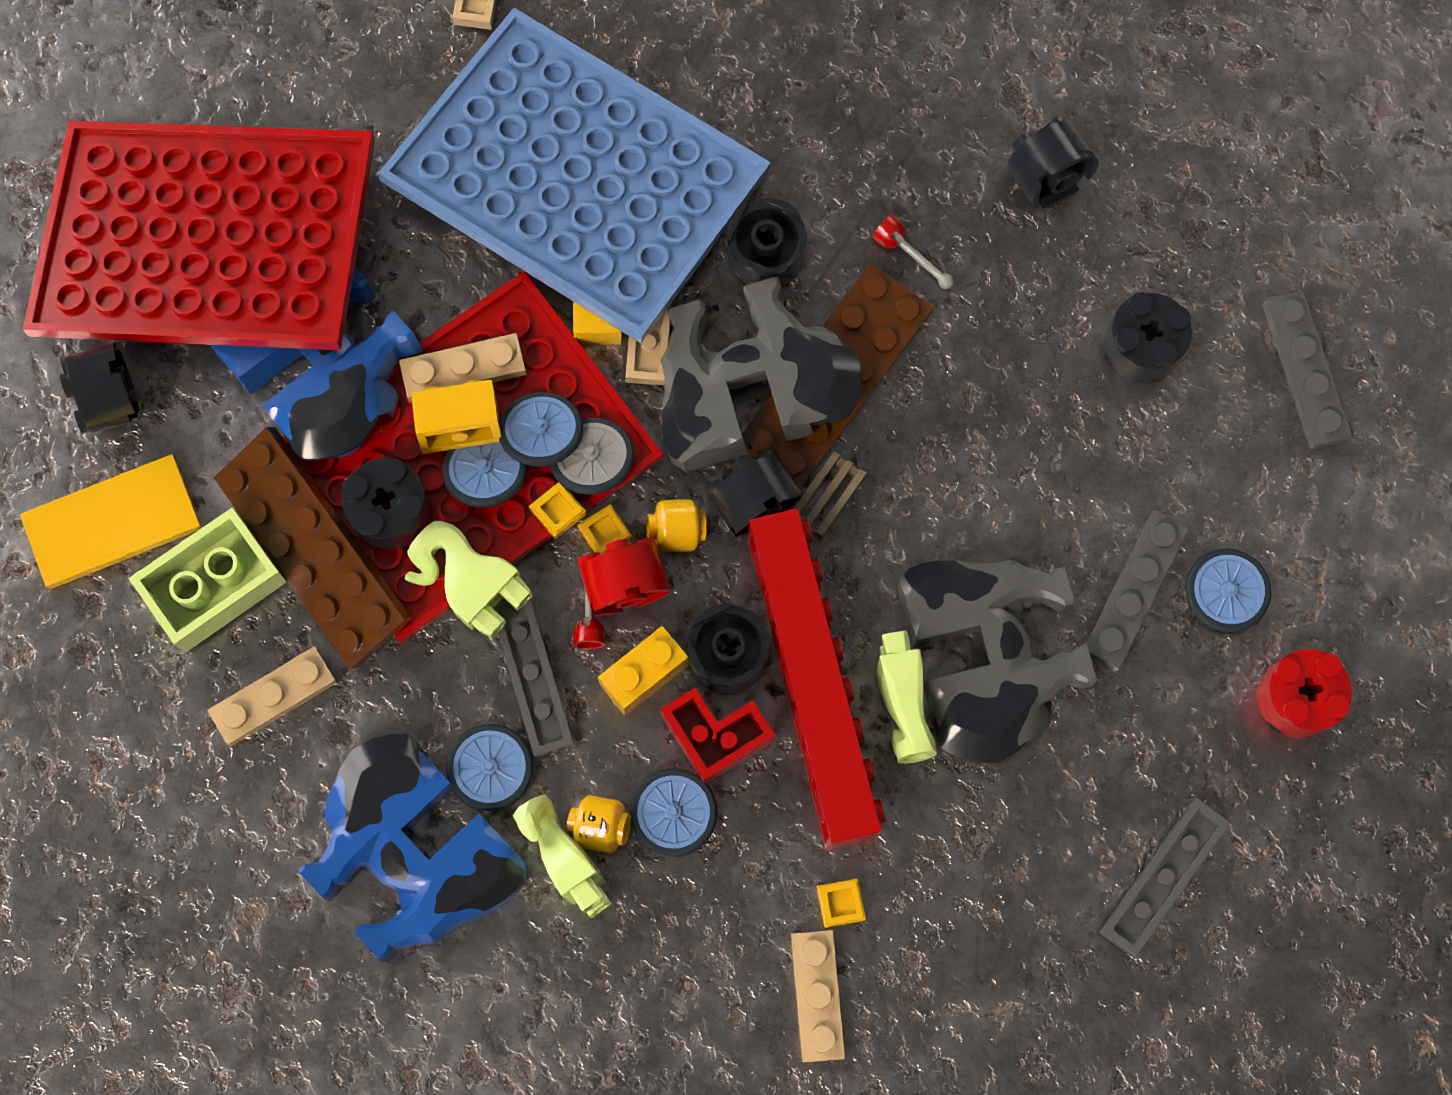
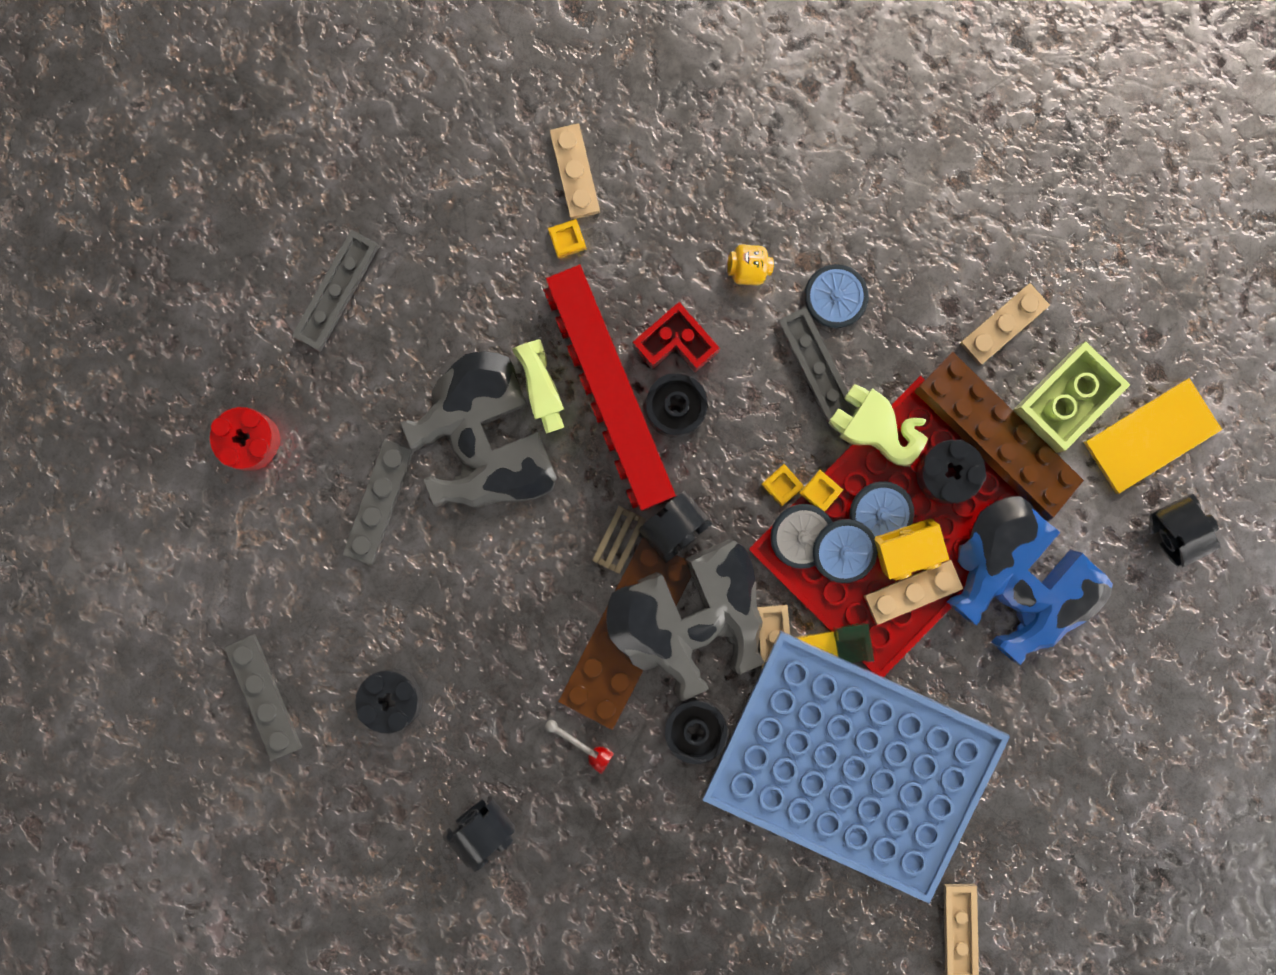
camera: 175 degrees right, 10 degrees up
(202, 235) = (1135, 667): red plate -> none
(370, 808) = (914, 258): blue animal -> none
(550, 317) = (854, 642): none -> panel
(563, 857) = (767, 229): yellowish green hips -> none
(588, 632) = (781, 407): red hinge -> none
(623, 576) = (762, 446): red brick -> none
(643, 670) = (736, 380): yellow brick -> none
(673, 812) = (698, 283): medium blue wheel -> none
(677, 525) = (729, 495): yellow head -> none
(1228, 590) = (308, 511): medium blue wheel -> none

